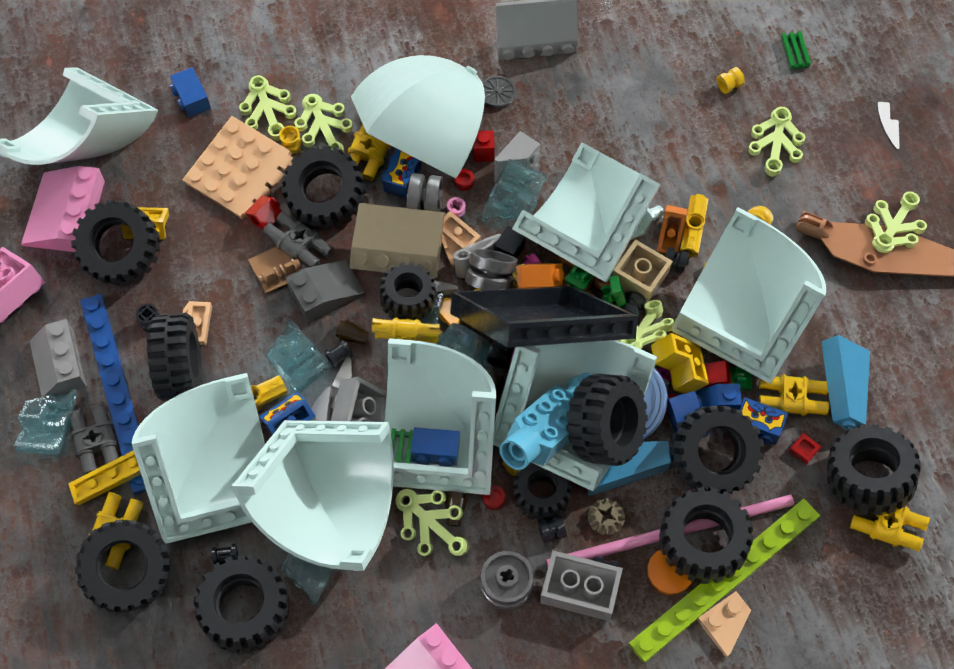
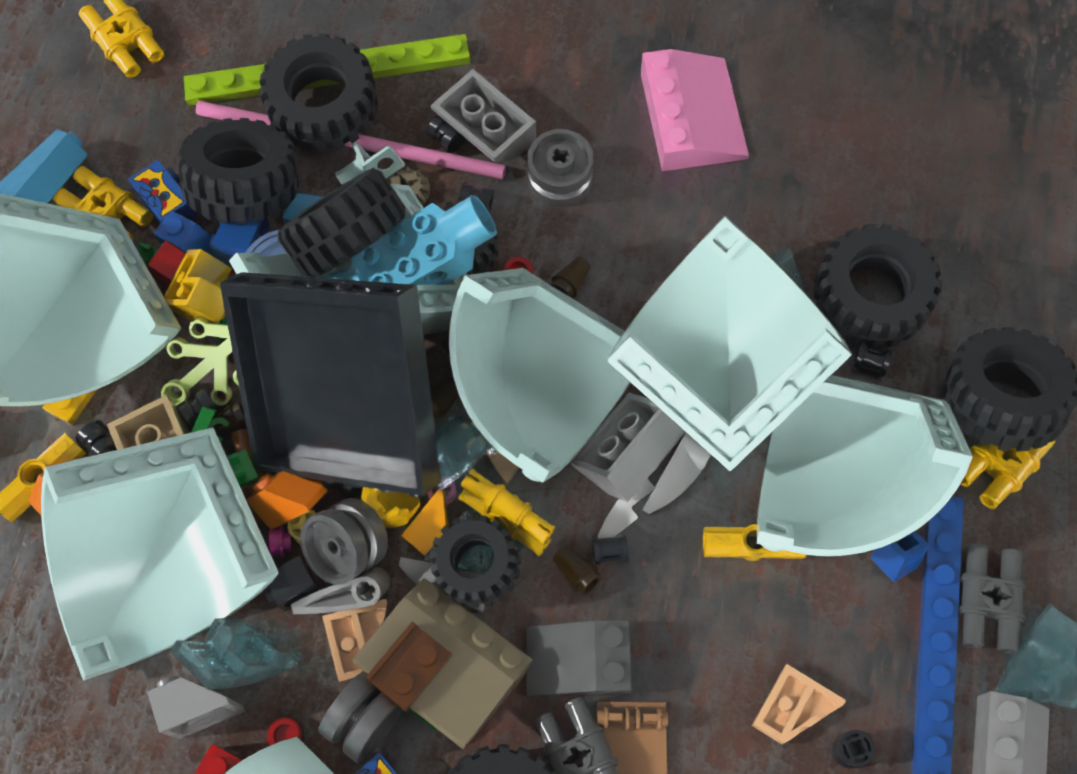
camera: 150 degrees left, 5 degrees up
(104, 478) = (988, 528): yellow plate -> none
(173, 355) = (848, 632): black tyre -> none
(292, 408) = (716, 490): blue brick -> none
(297, 358) = (667, 576): clear light blue slope -> none
(402, 434) = (573, 390): green tile -> none
(410, 221) = (409, 666): none -> reddish brown plate
(428, 520) = (591, 238): yellowish green plant -> none
(435, 446) = (554, 352): blue brick -> none
(459, 203) = (318, 701): bright pink bush -> none
(642, 512) = (365, 162): none -> light aqua bracket
(664, 577) = (391, 104): orange tile -> none
(726, 622) = (361, 28): light nougat wing -> none
(804, 449) = (140, 151): red tile -> none
(868, 493) = (65, 48): black tyre -> none

